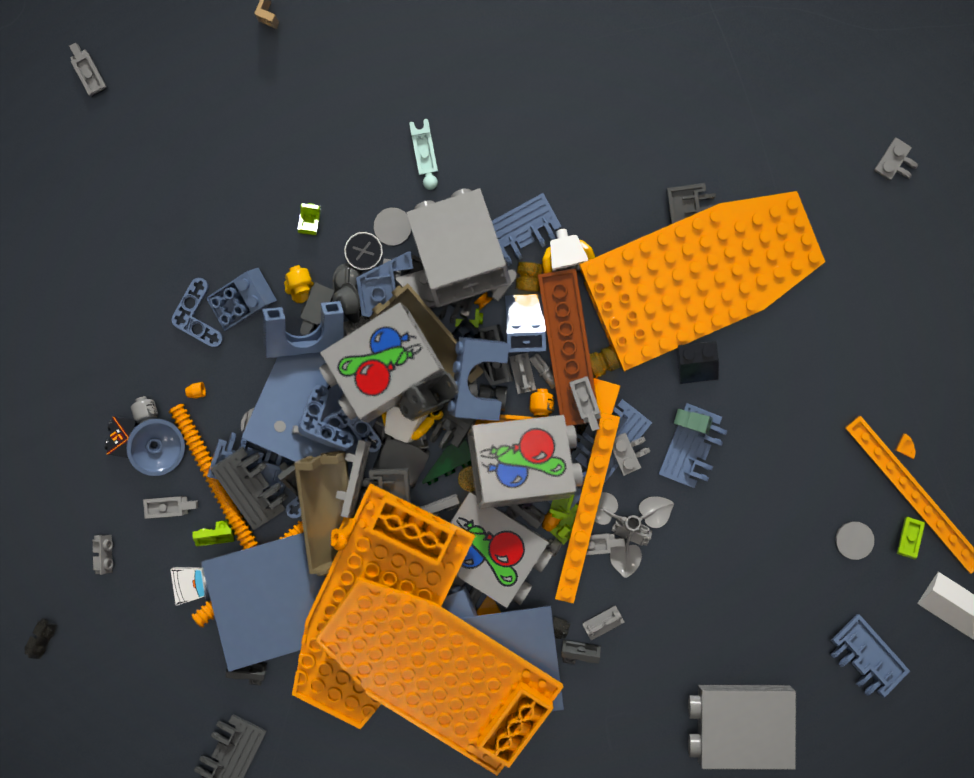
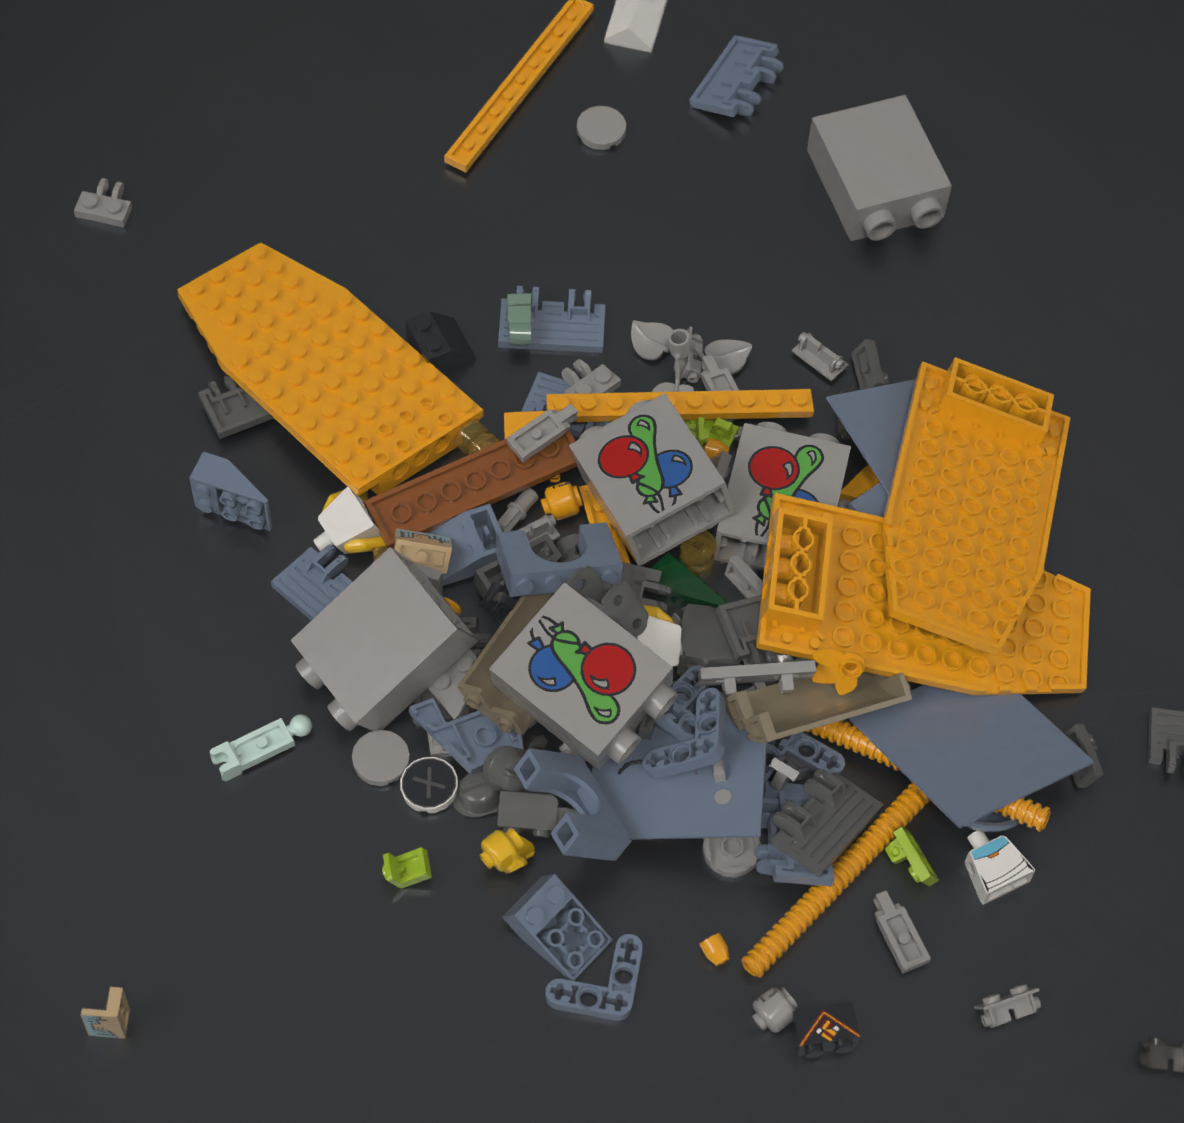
camera: 115 degrees left, 30 degrees down
(162, 457) = (821, 970): sand blue dish -> none
(478, 319) = (488, 622): lime bracket -> none
(524, 294) = (424, 548): none -> tan panel
(618, 180) = (225, 491): none -> sand blue slope
(906, 446) = (464, 107): light orange tile -> none
(910, 538) = (575, 69): lime hinge -> none

